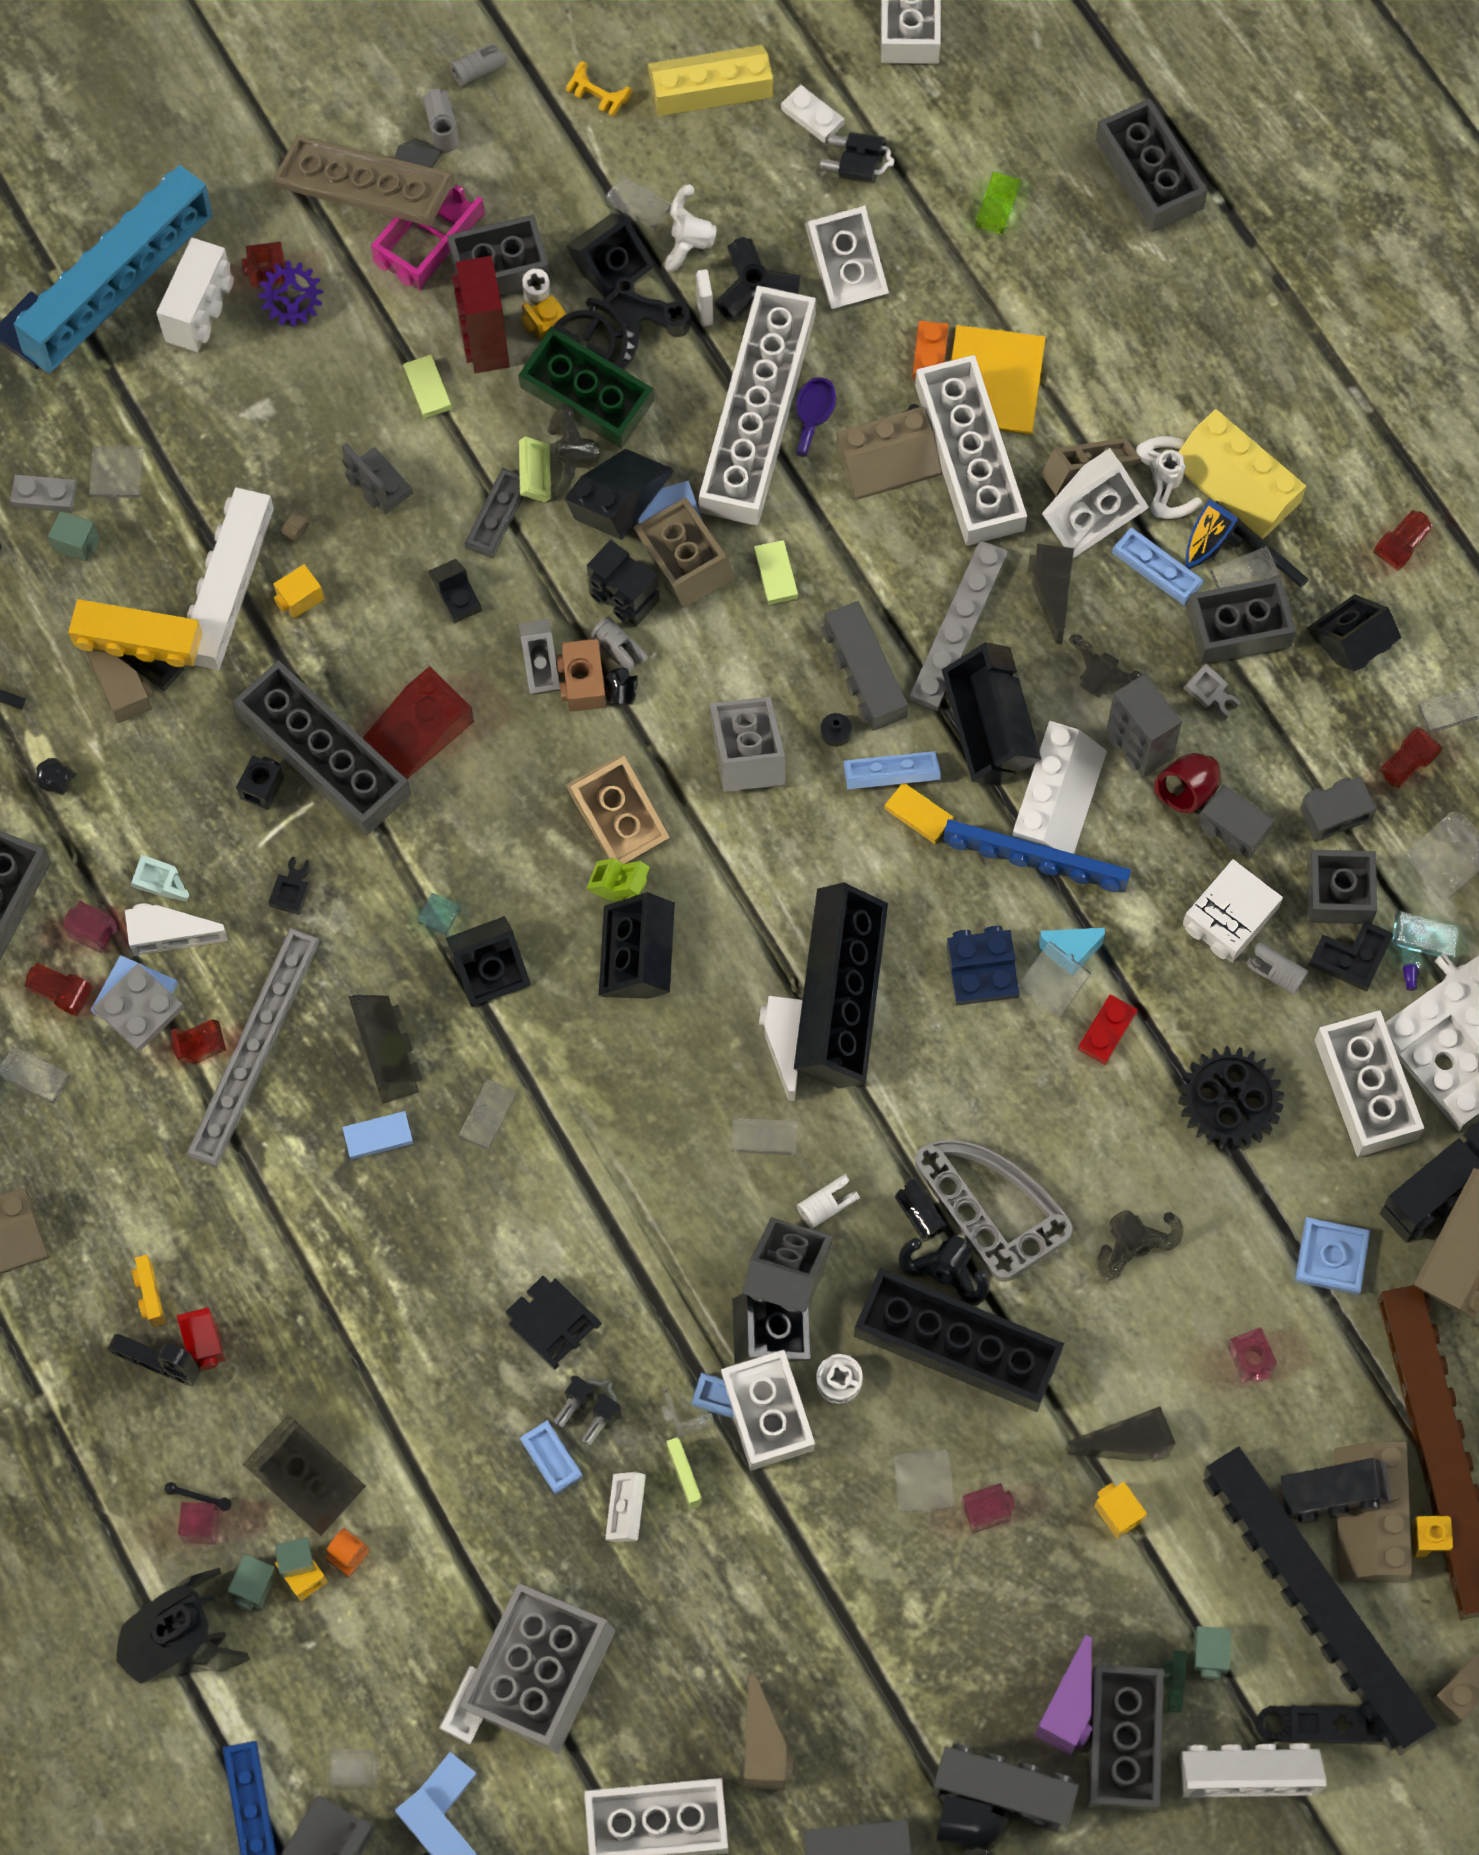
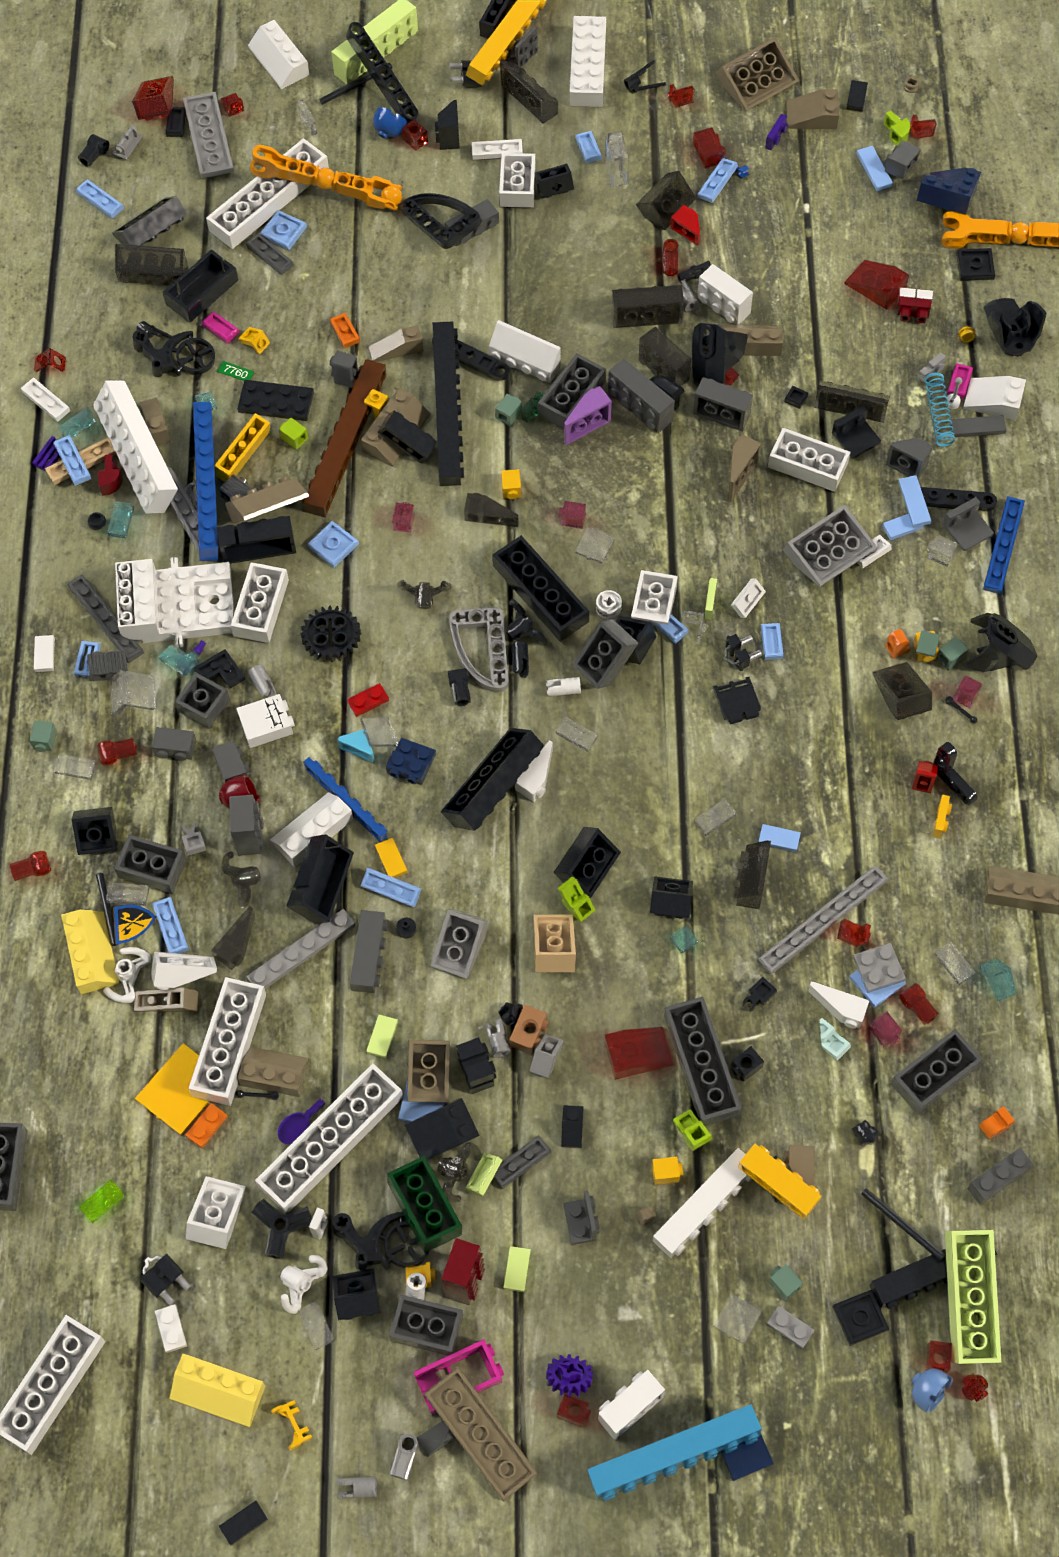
camera: 150 degrees left, 5 degrees down
(283, 646) = (692, 1130): none -> lime brick
(989, 1125) = (459, 682): none -> black piece

